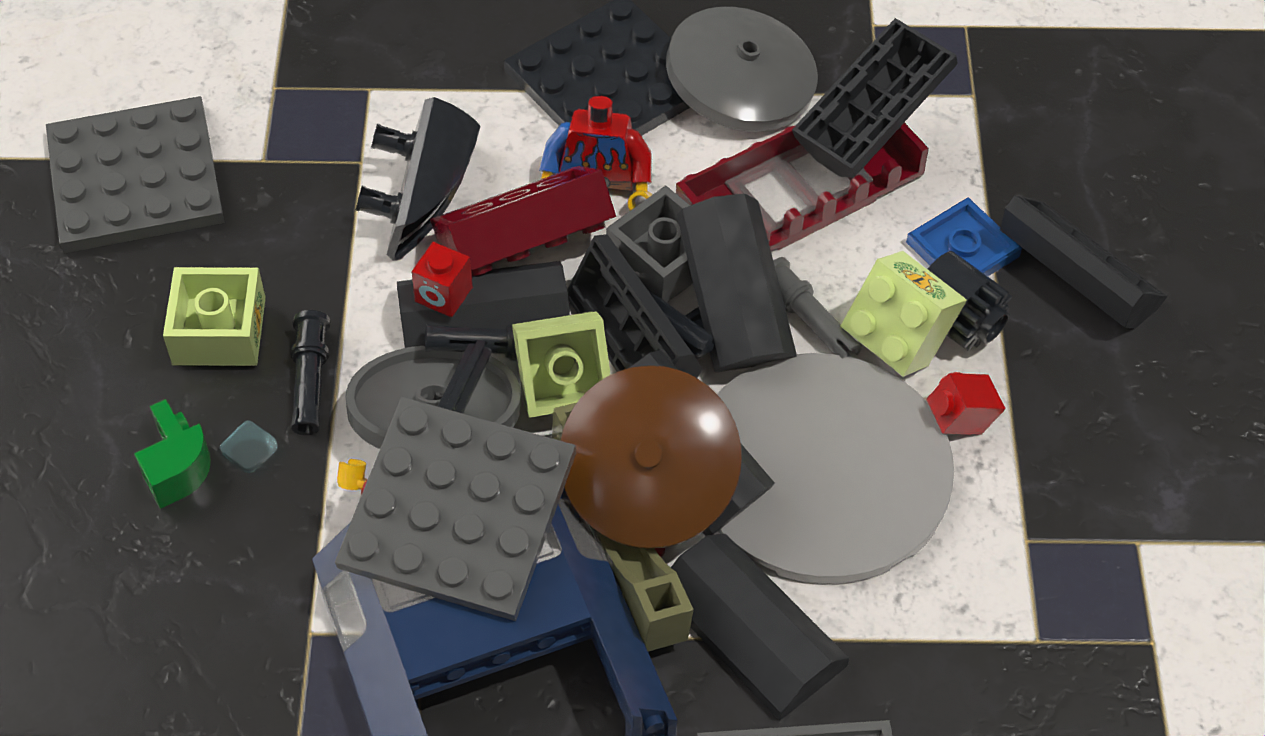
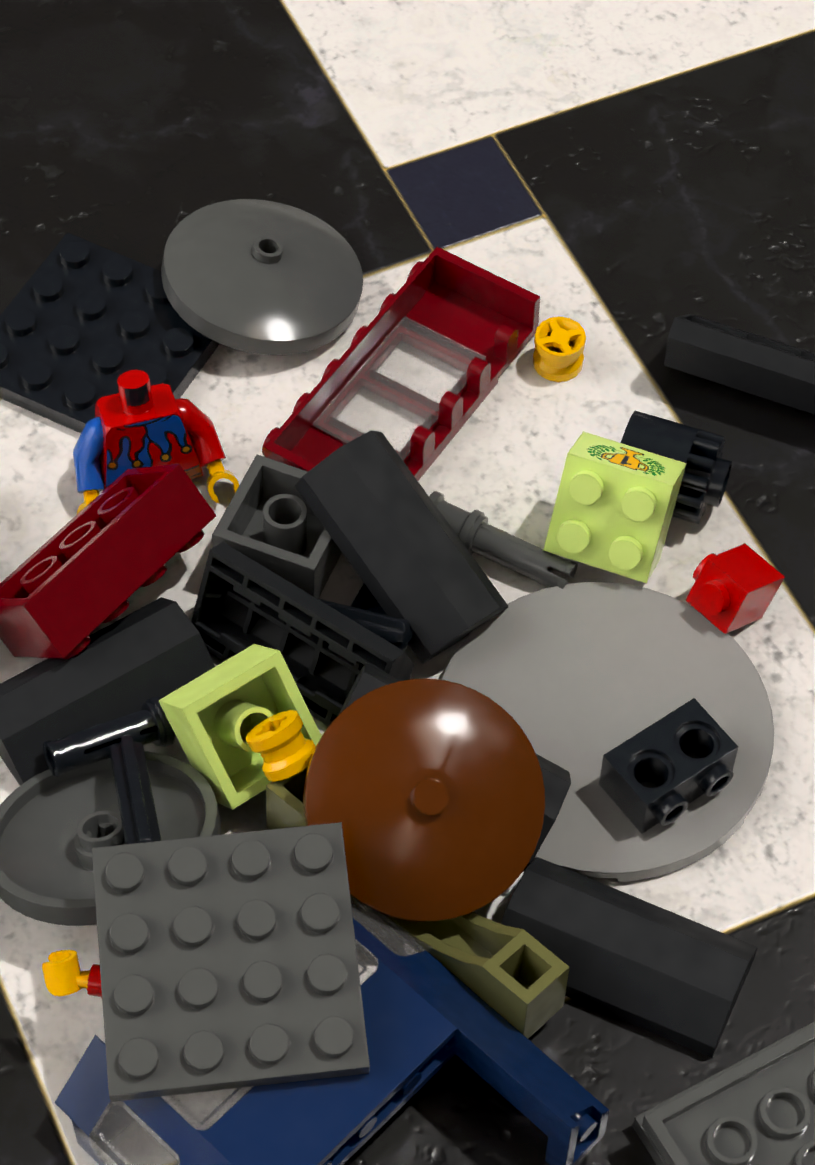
camera: 25 degrees left, 0 degrees up
(442, 279) = (42, 677): red brick -> none
(573, 382) = (281, 745): none -> yellow wheel
(844, 497) = (659, 757): none -> black brick
(873, 98) = (453, 260): black piece -> none
(936, 184) = (567, 340): none -> yellow wheel
(969, 234) = (622, 383): blue tile -> none

